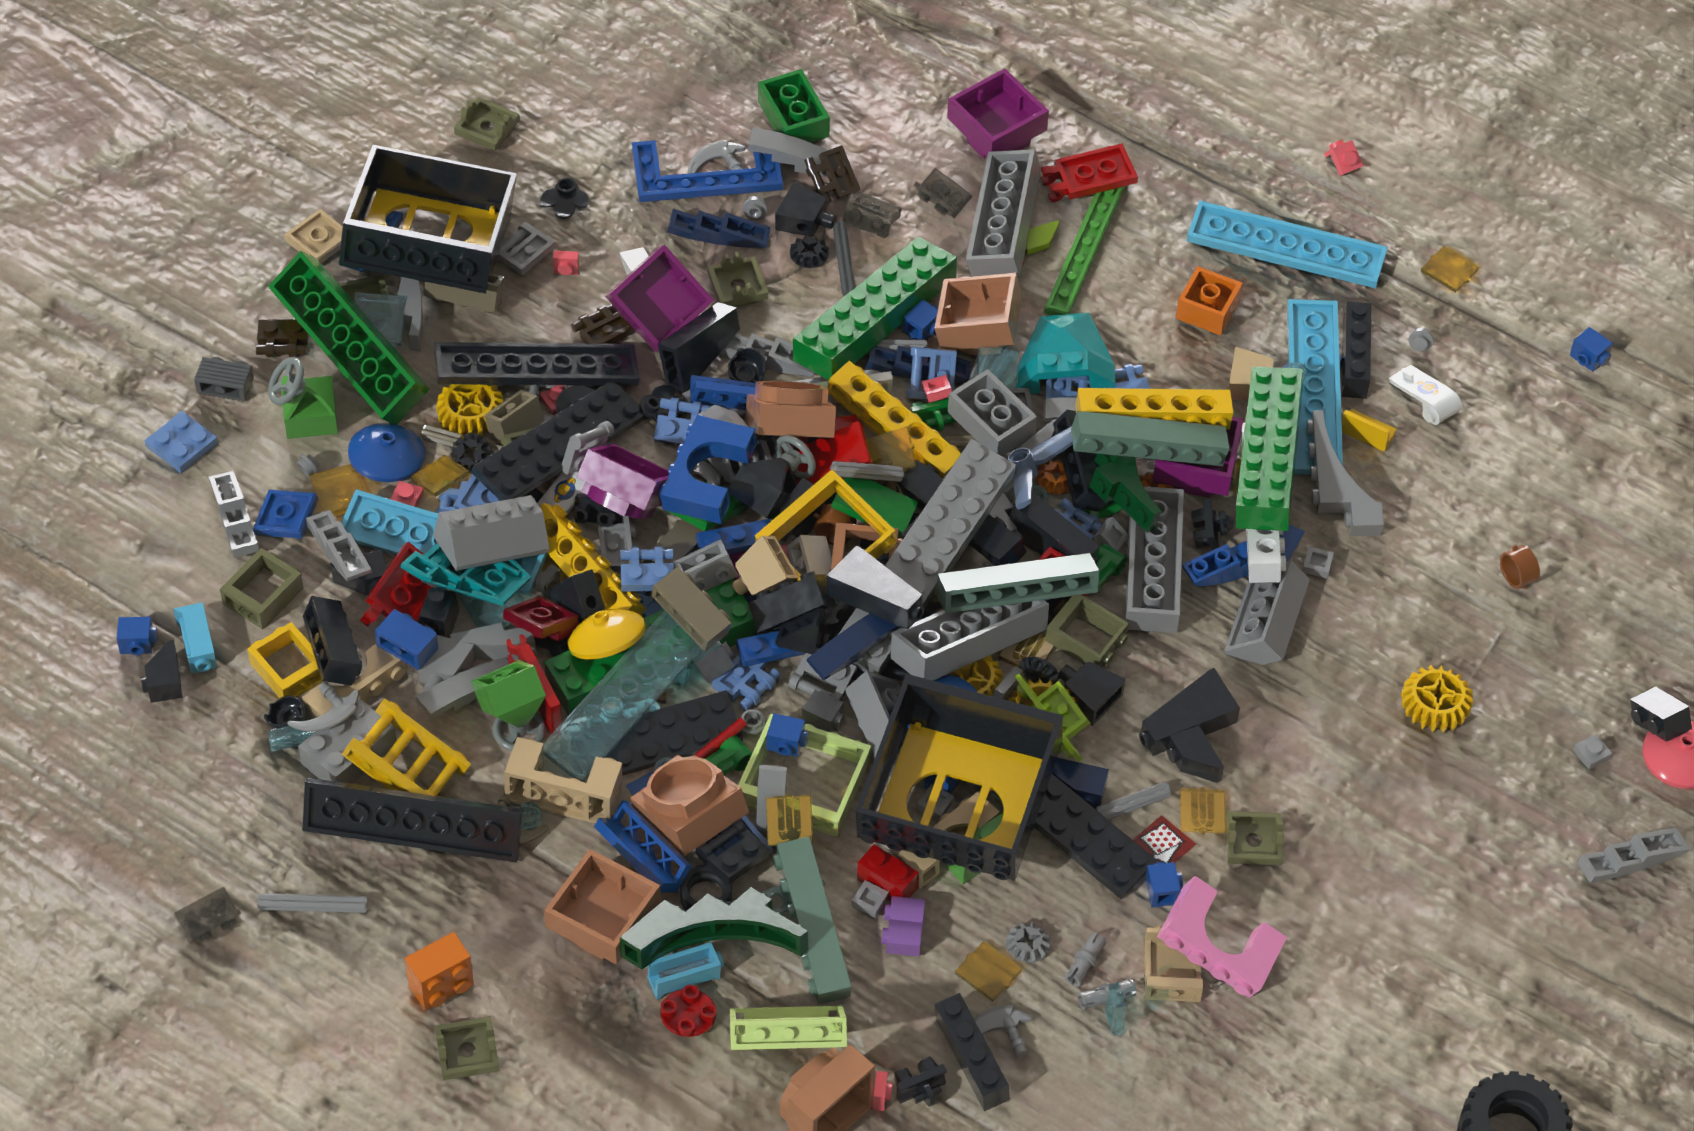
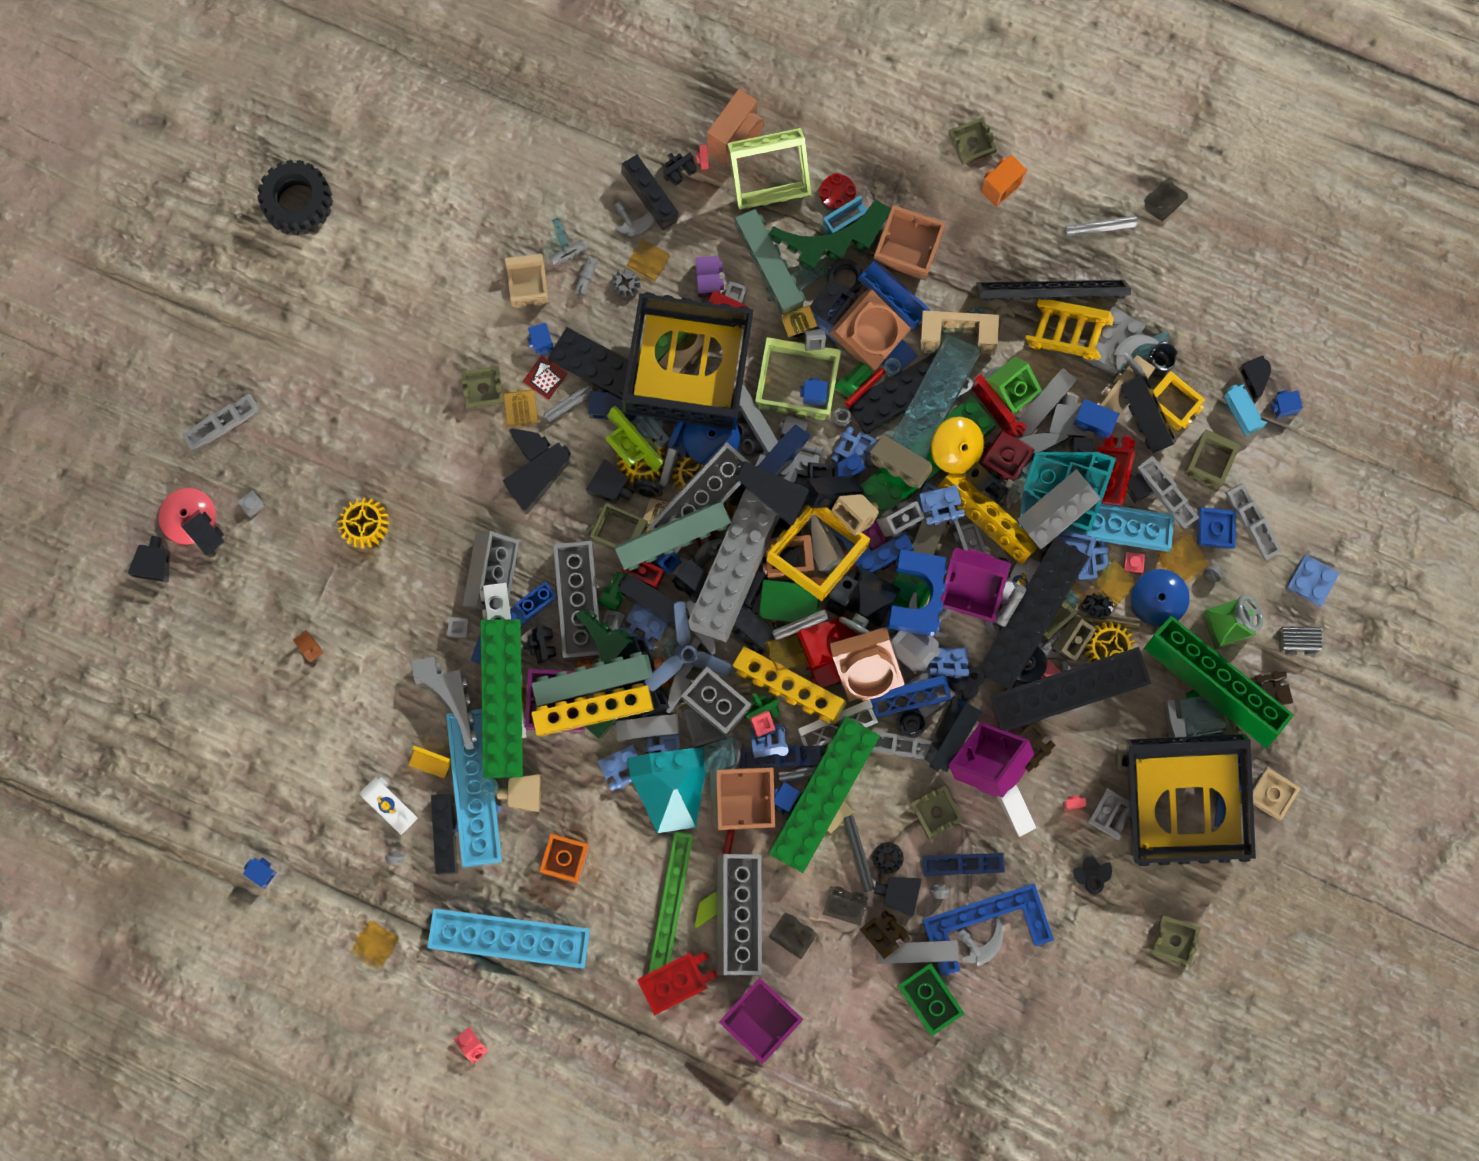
camera: 170 degrees right, 25 degrees up
(1186, 932) = (479, 281): bright pink arch -> none

